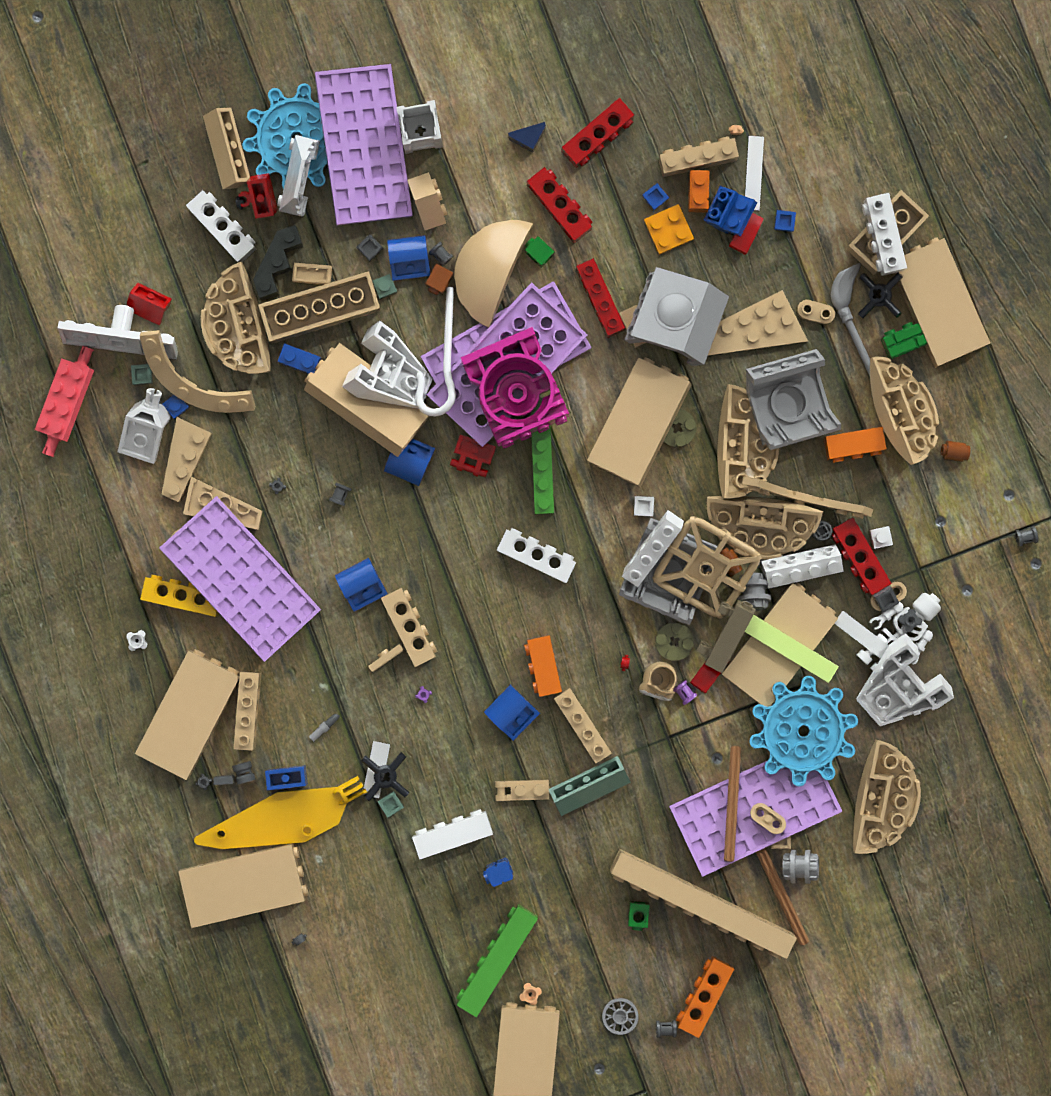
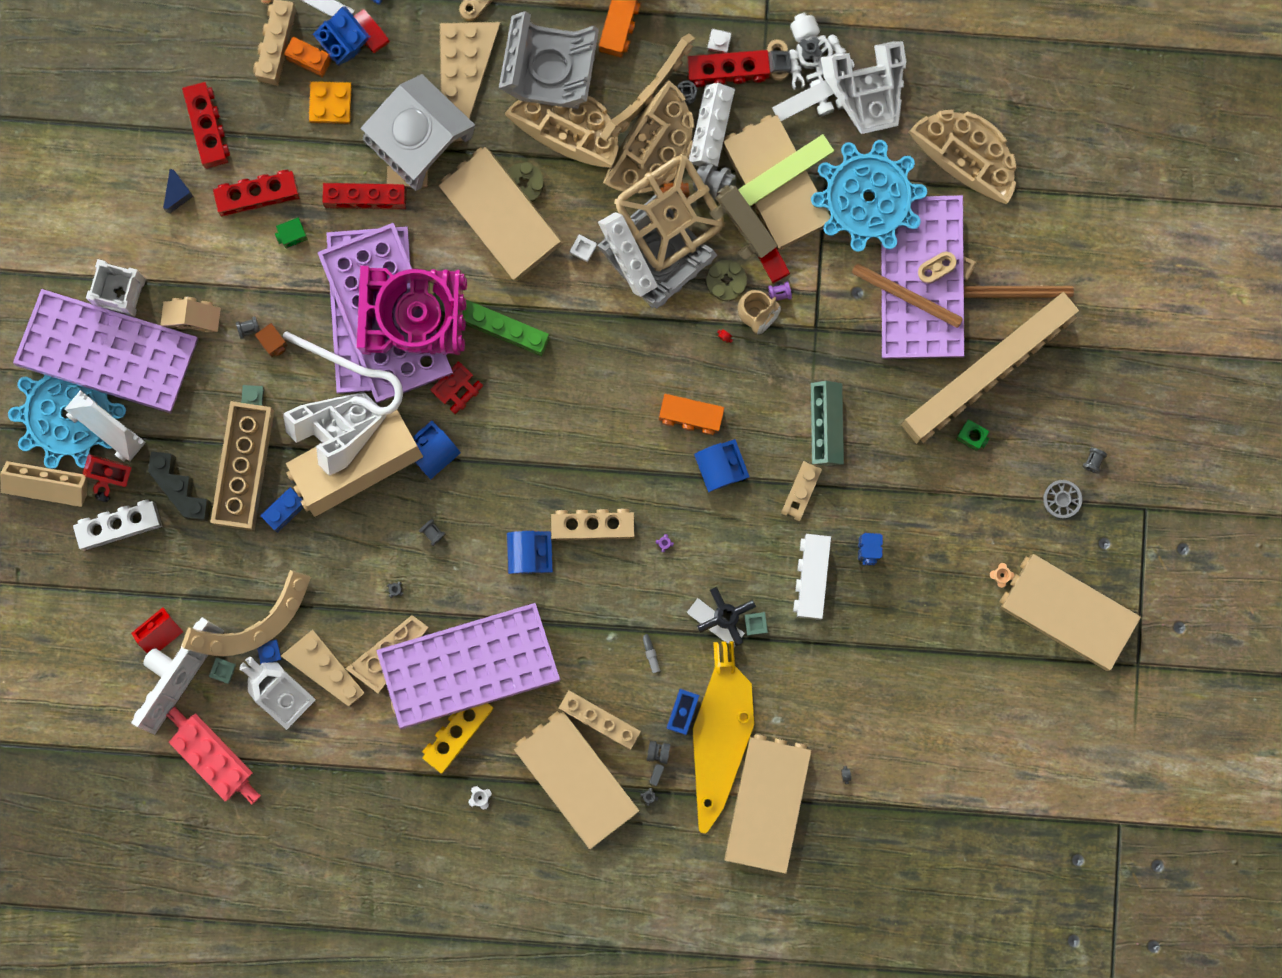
camera: 60 degrees left, 5 degrees down
(235, 324) = (217, 557): tan brick -> none
(311, 273) = (205, 459): tan plate -> none
(369, 247) = (208, 393): dark grey tile -> none
(385, 656) = (610, 561): tan plate -> none
(408, 257) = (236, 359): blue brick -> none
(487, 265) = (281, 289): tan brick -> none
(497, 960) = (954, 591): bright green brick -> none
(566, 561) = (578, 382): white brick -> none
(582, 725) = (766, 403): tan brick -> none
(655, 196) = (293, 100): blue plate -> none
(695, 1025) = (1079, 396): orange brick -> none
(800, 866) = (997, 260): light grey piece -> none

